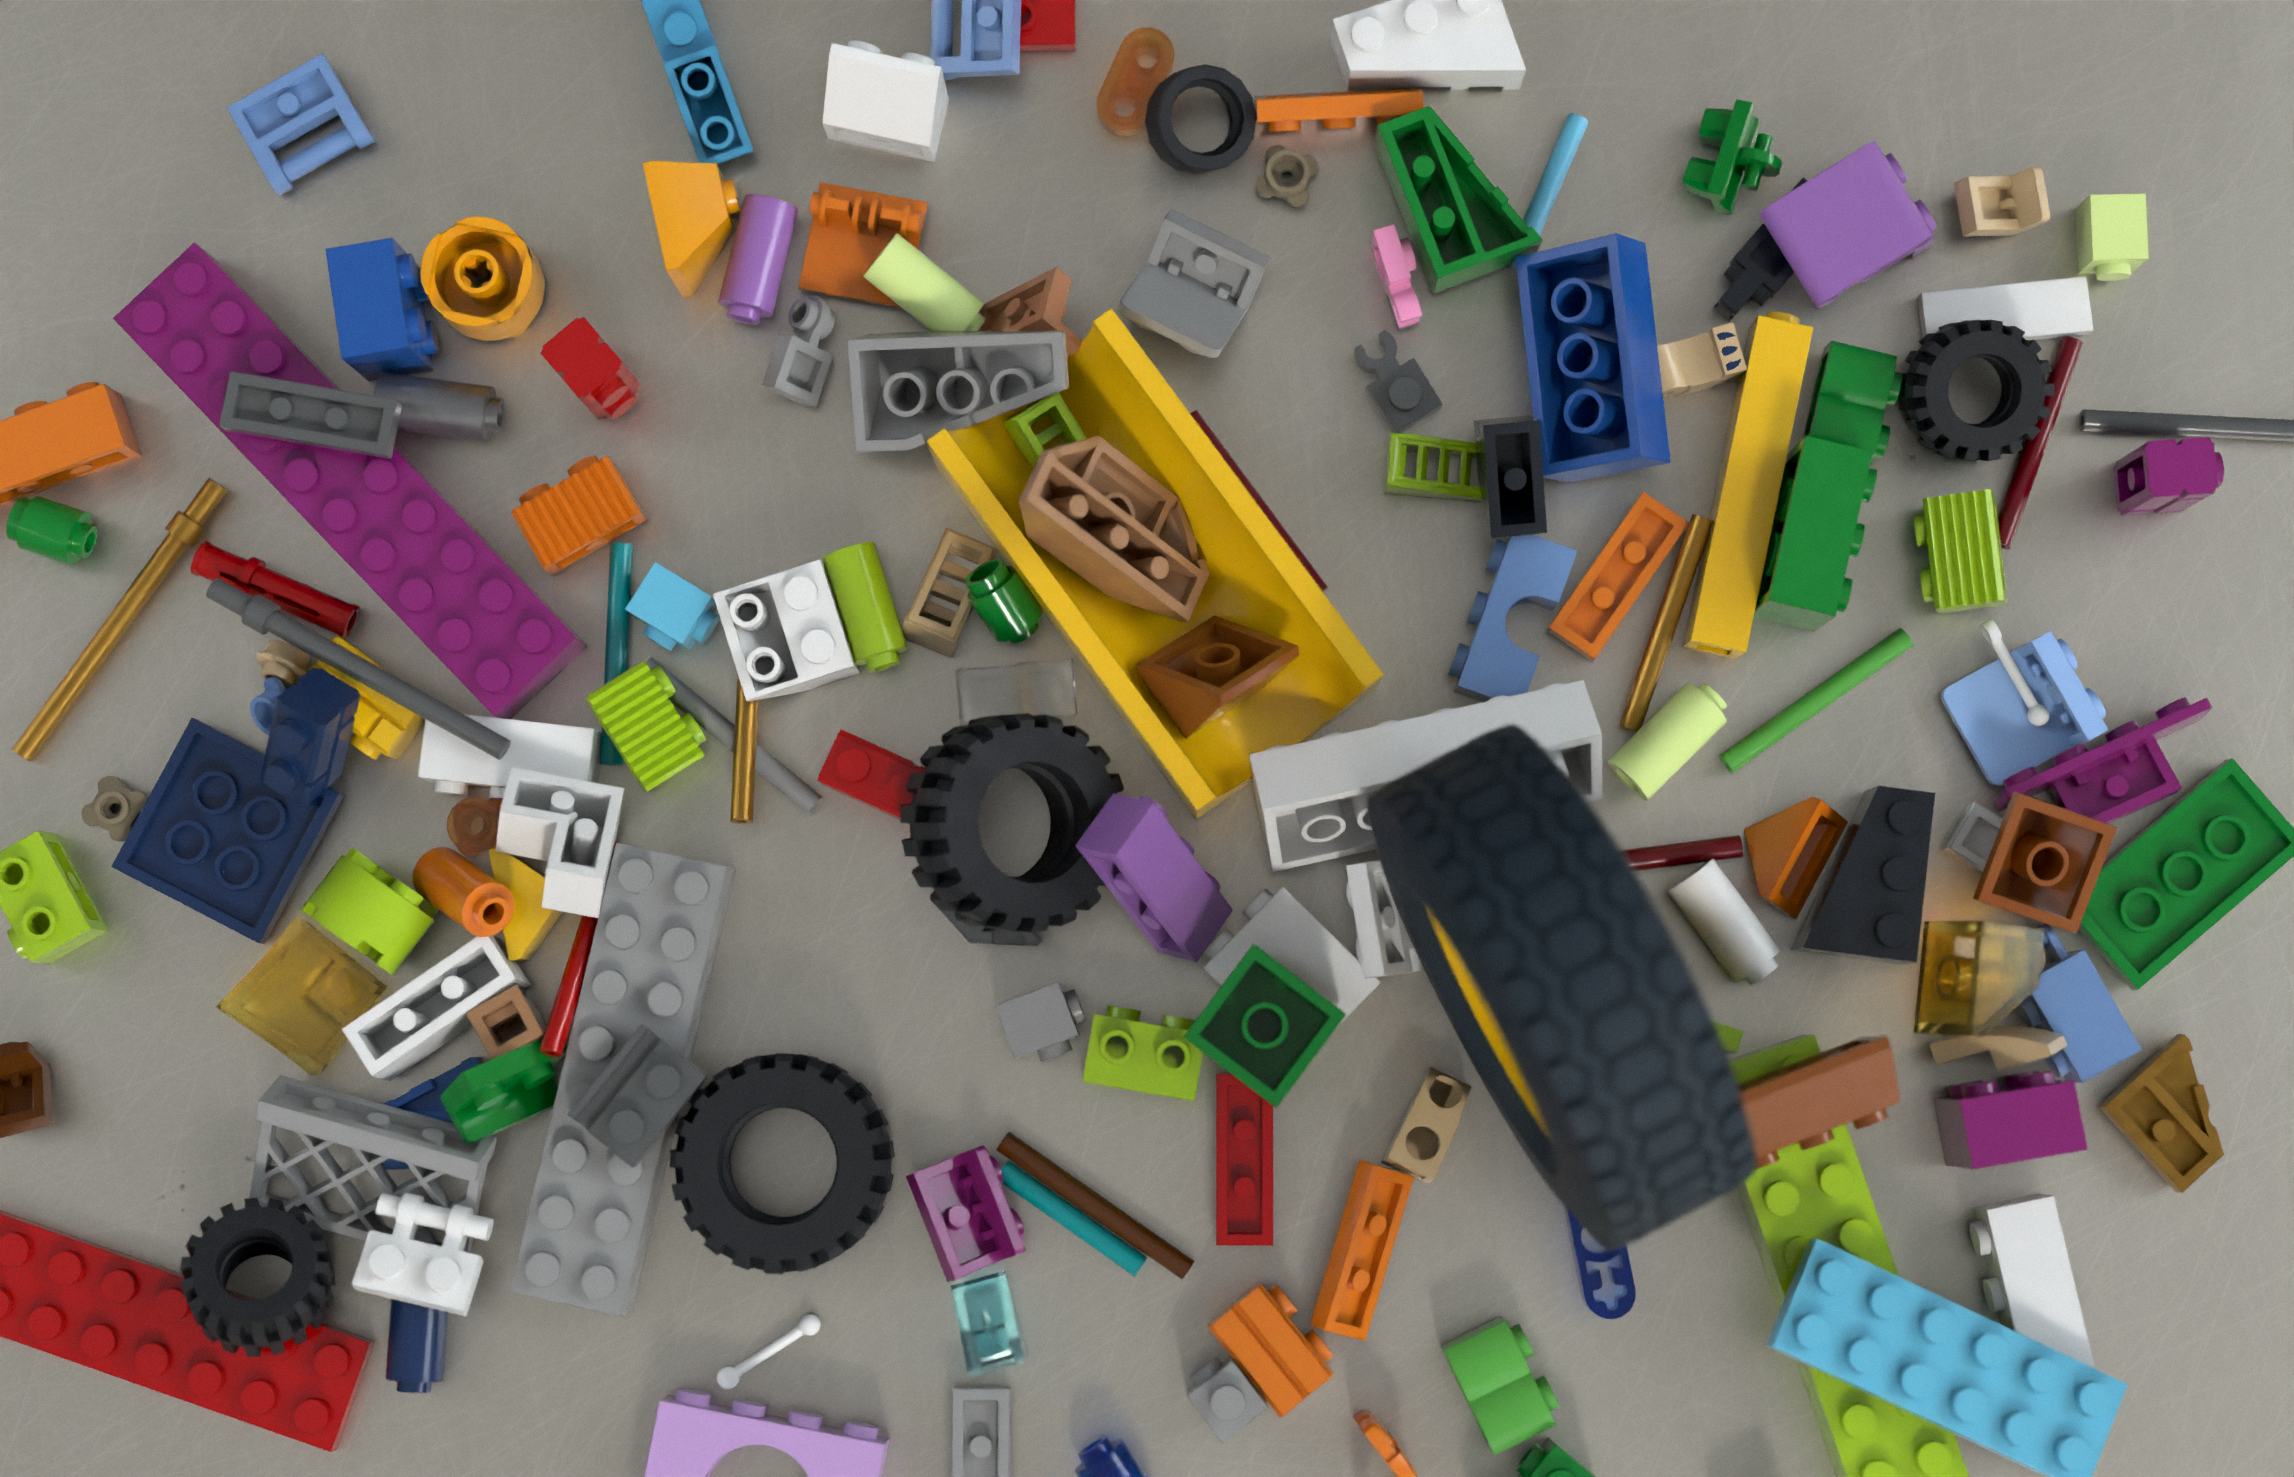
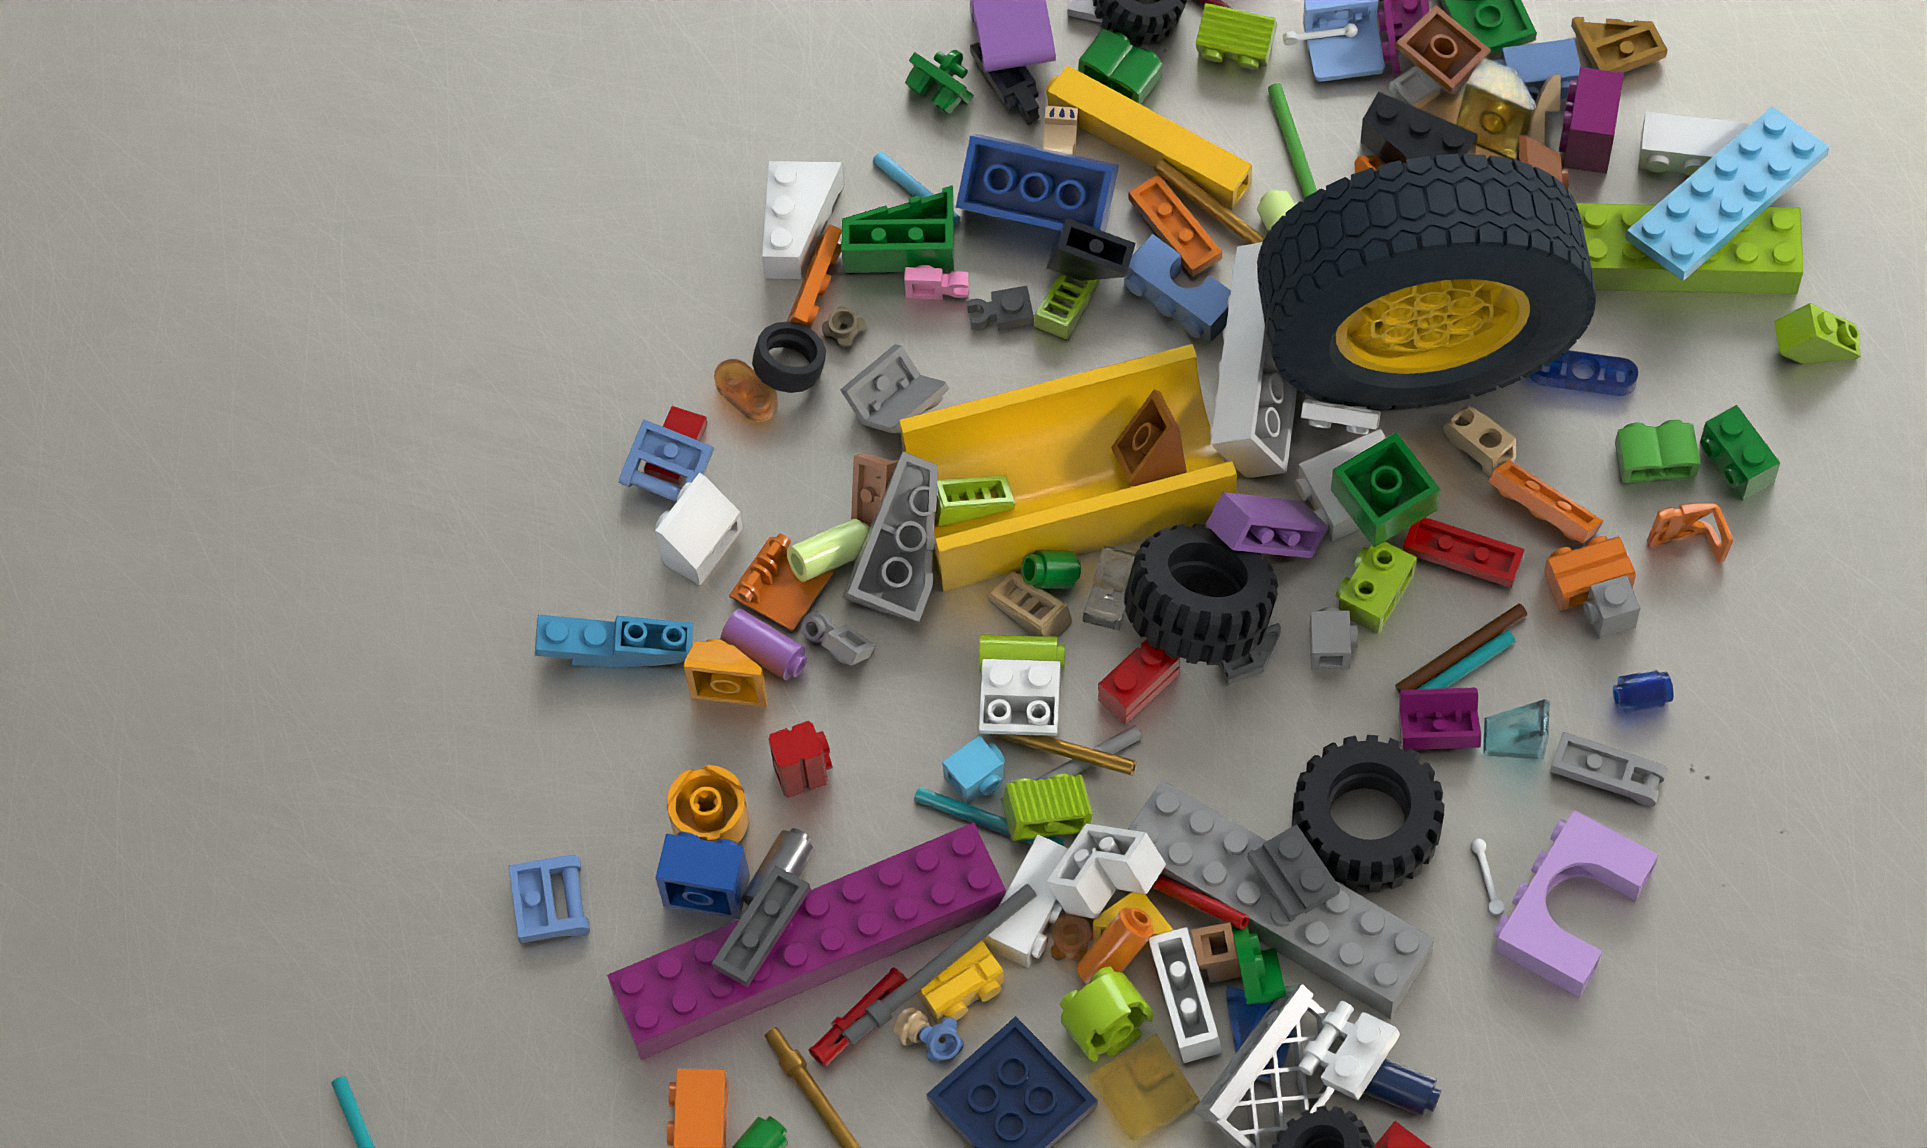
camera: 70 degrees left, 20 degrees down
(309, 736) = (974, 1005): dark blue brick -> none
(577, 513) = (888, 808): orange brick -> none
(1114, 527) = (1041, 471): medium nougat wedge -> none
(1815, 533) = (1196, 100): green brick -> none

